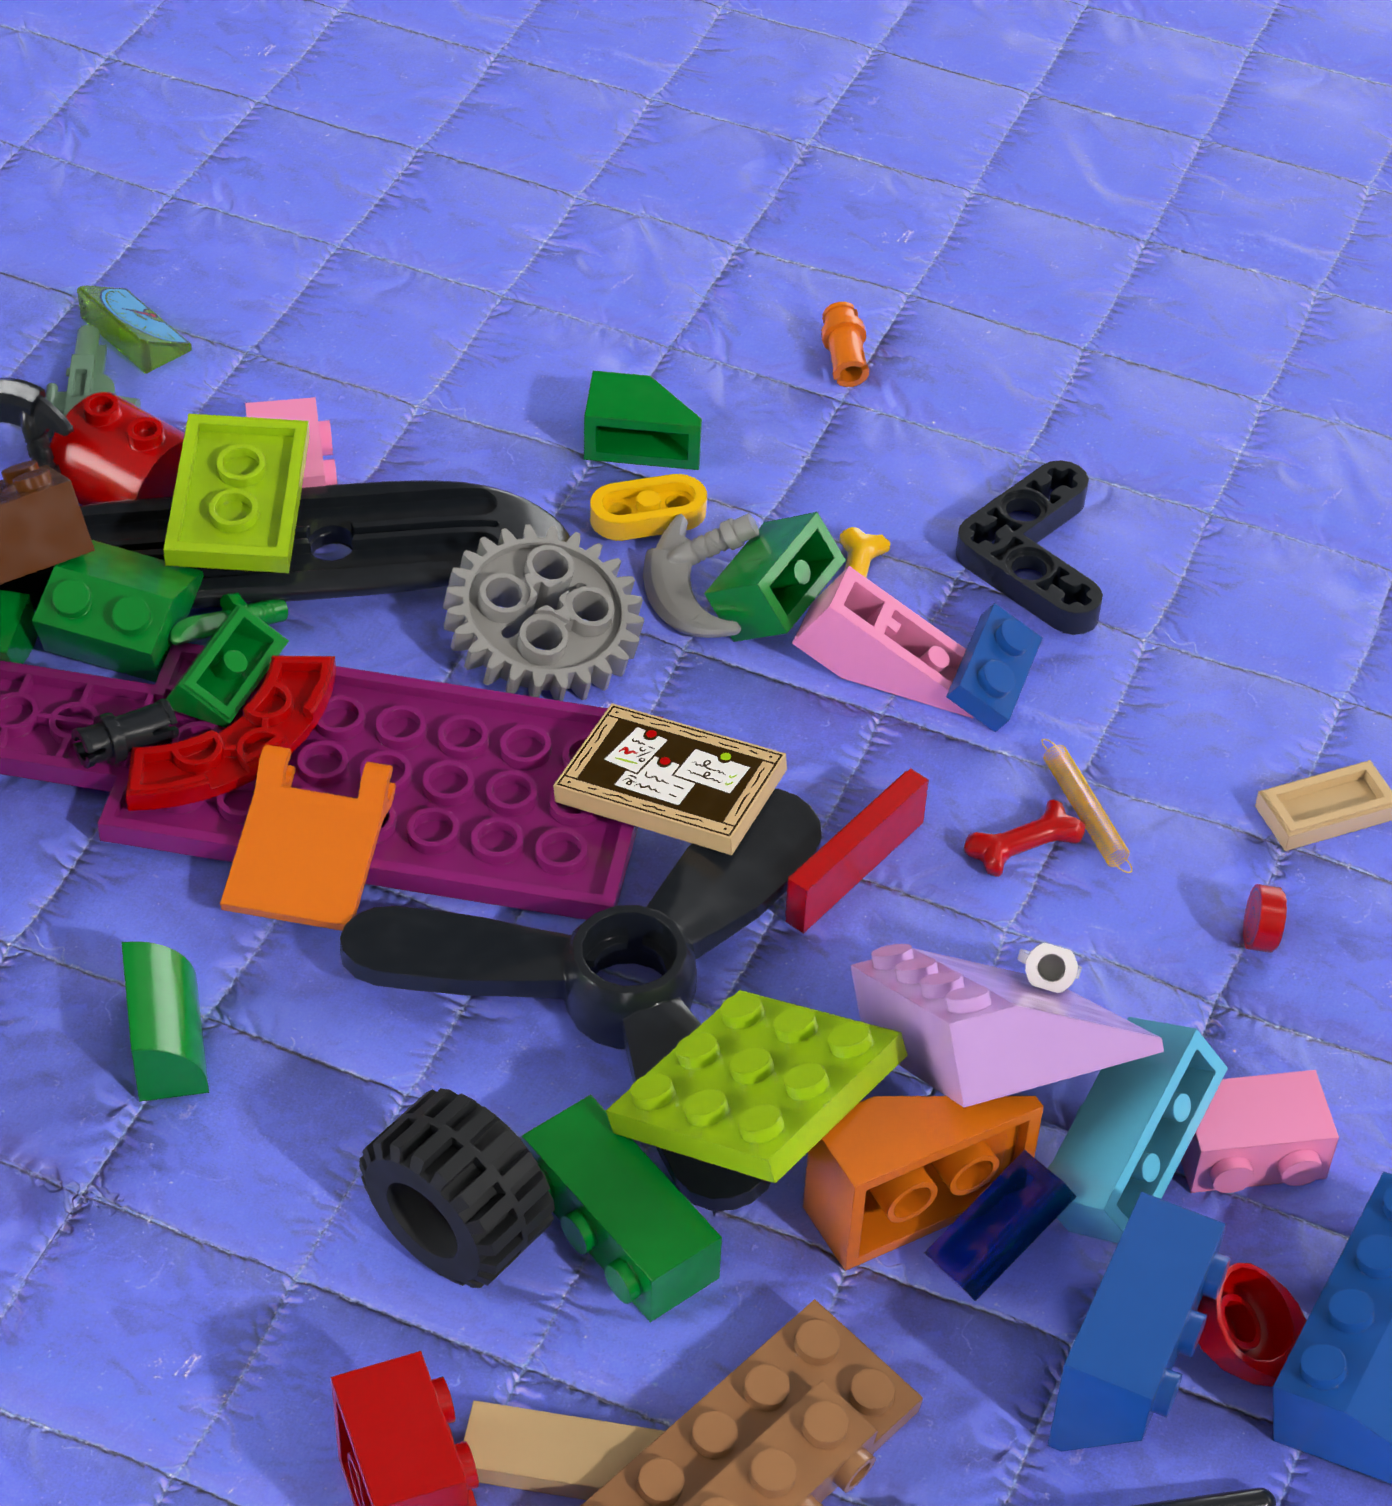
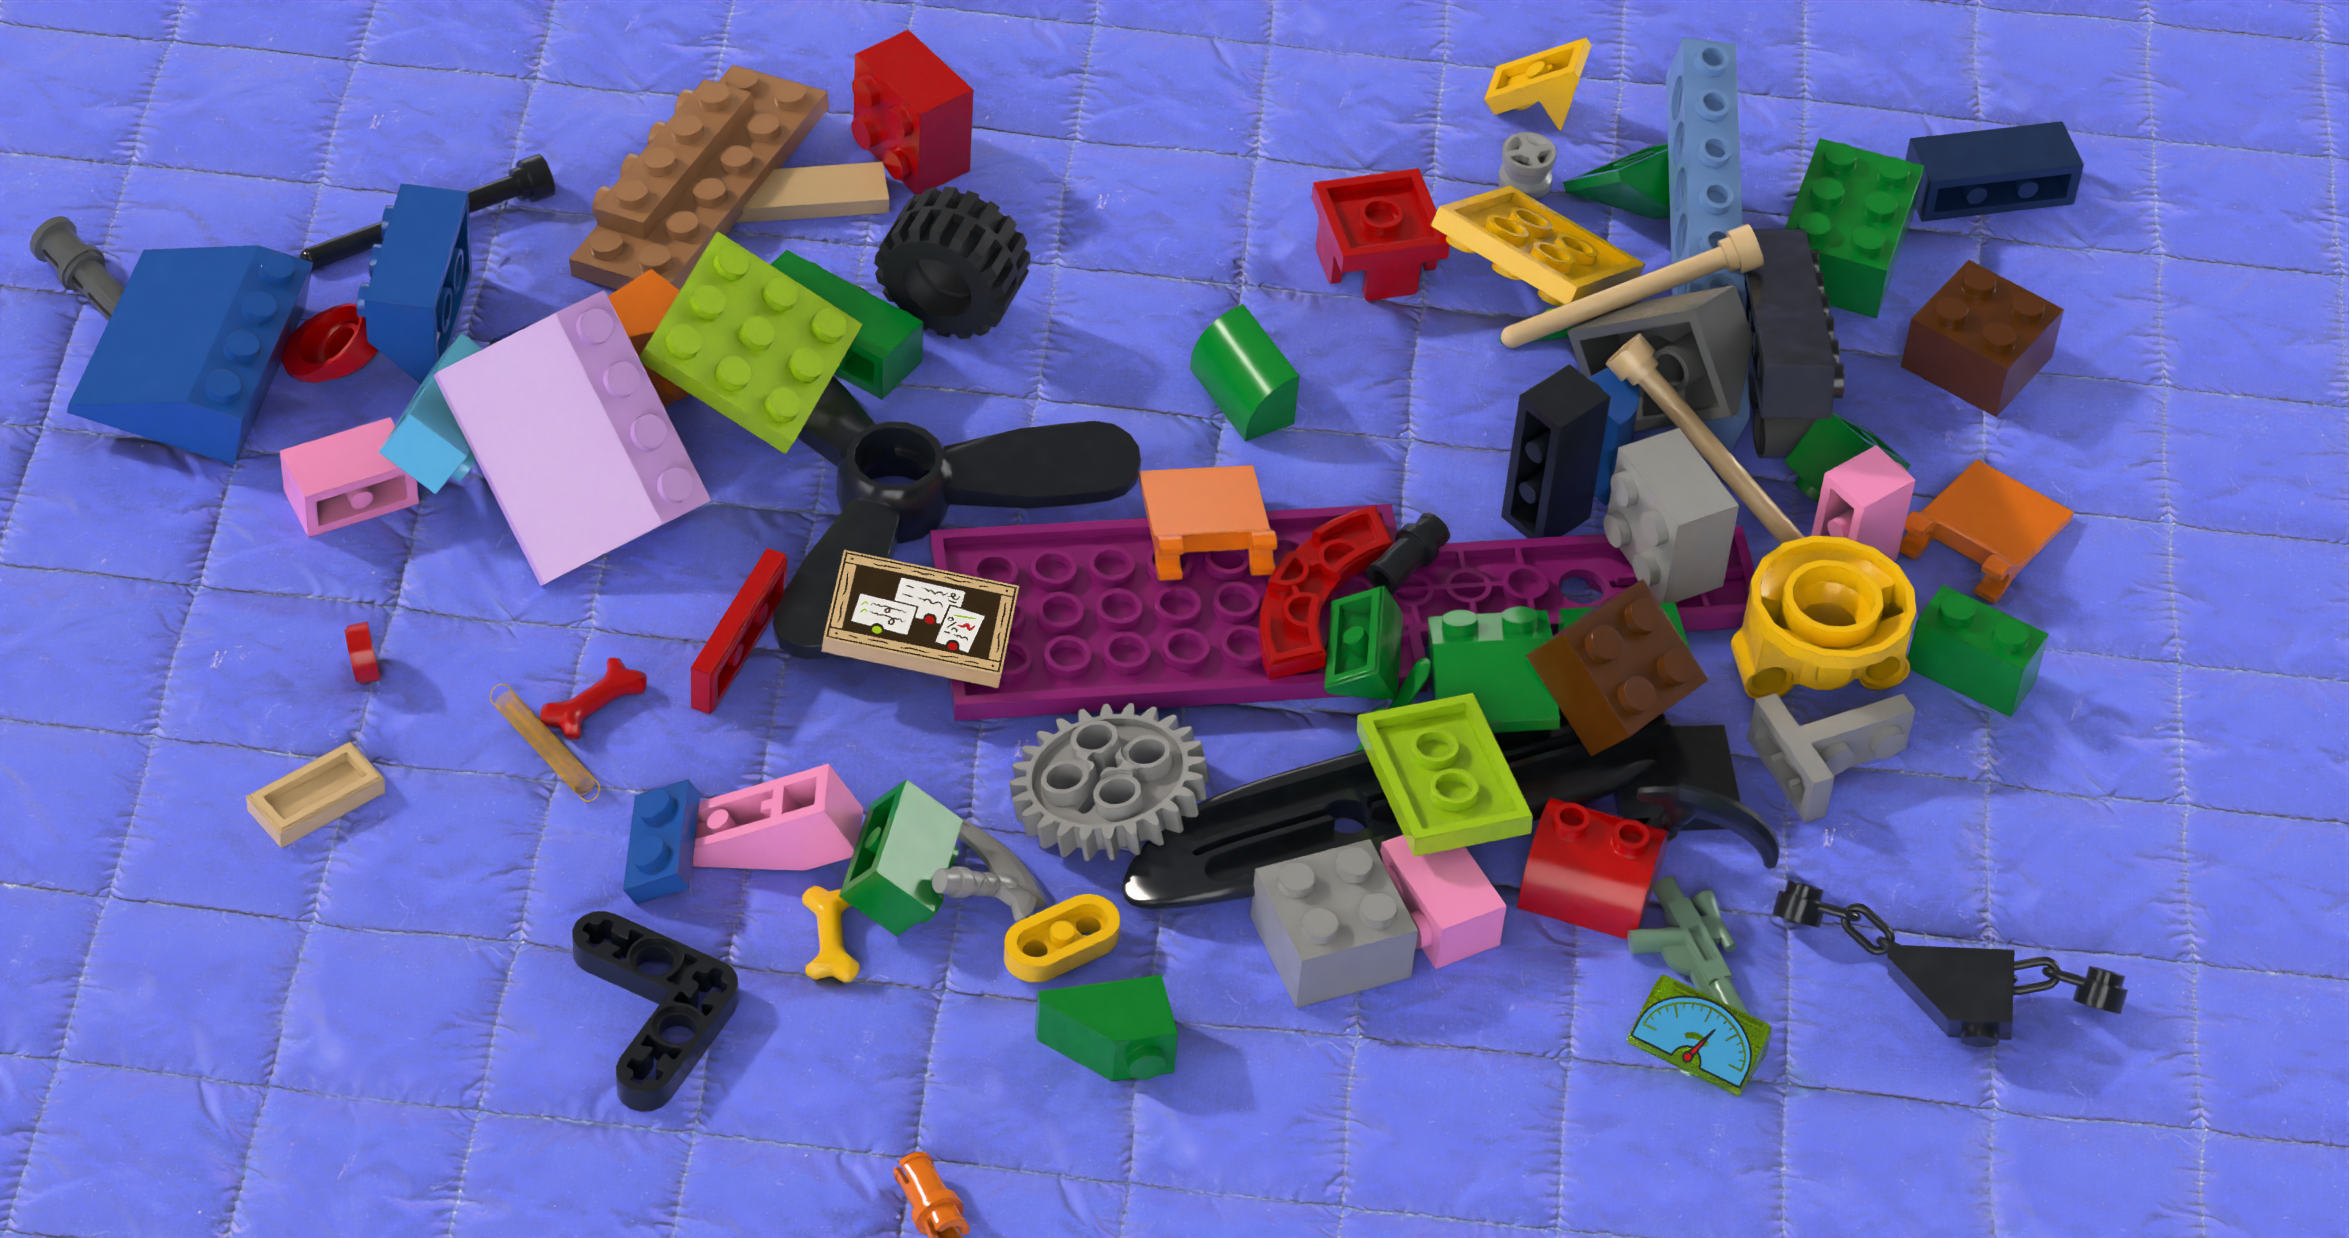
camera: 160 degrees right, 0 degrees up
(399, 434) = (1333, 923): none -> light grey brick
(1050, 967) = (542, 535): white piece -> none

